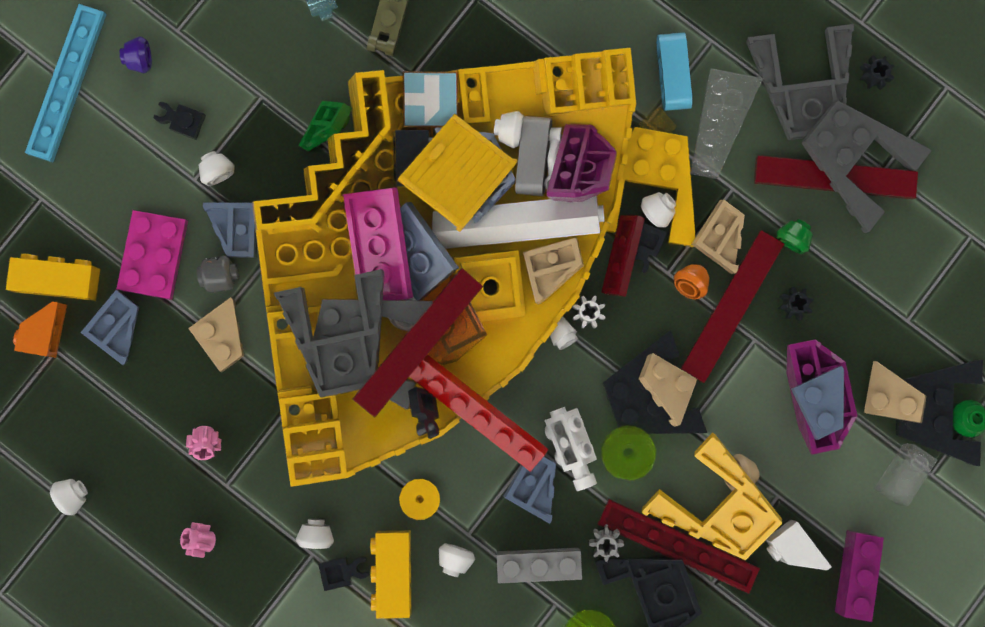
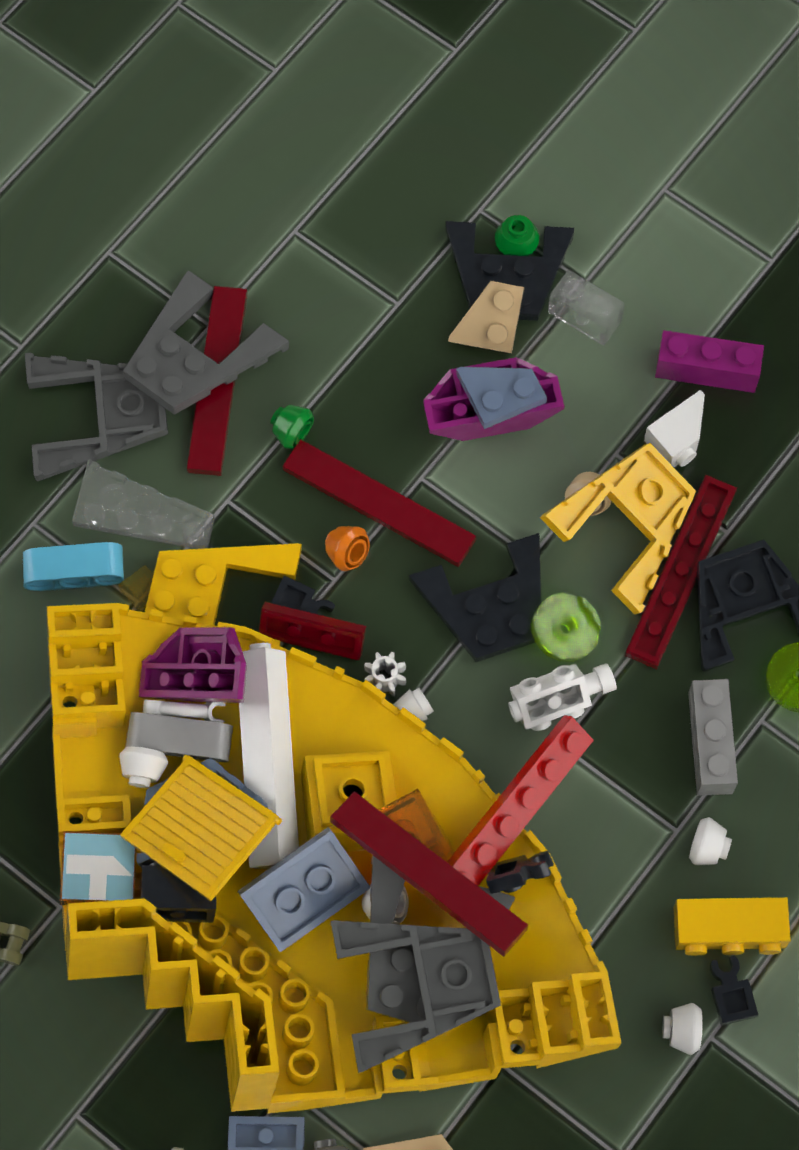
camera: 85 degrees left, 15 degrees down
(328, 120) = (122, 1016): green wing -> none
(379, 239) = (289, 934): dark pink plate -> none
(419, 499) = (632, 891): yellow piece -> none
(534, 489) = (616, 745): sand blue wing -> none
(552, 267) = (326, 713): tan wing -> none
(608, 551) = (687, 647): light grey gear -> none
(659, 208) = (252, 585): white cone -> none
(668, 386) = (481, 576): tan wing -> none
(722, 236) = (288, 512): tan wing -> none
(794, 296) = (374, 417): black gear -> none
(881, 66) = (89, 337): black gear -> none

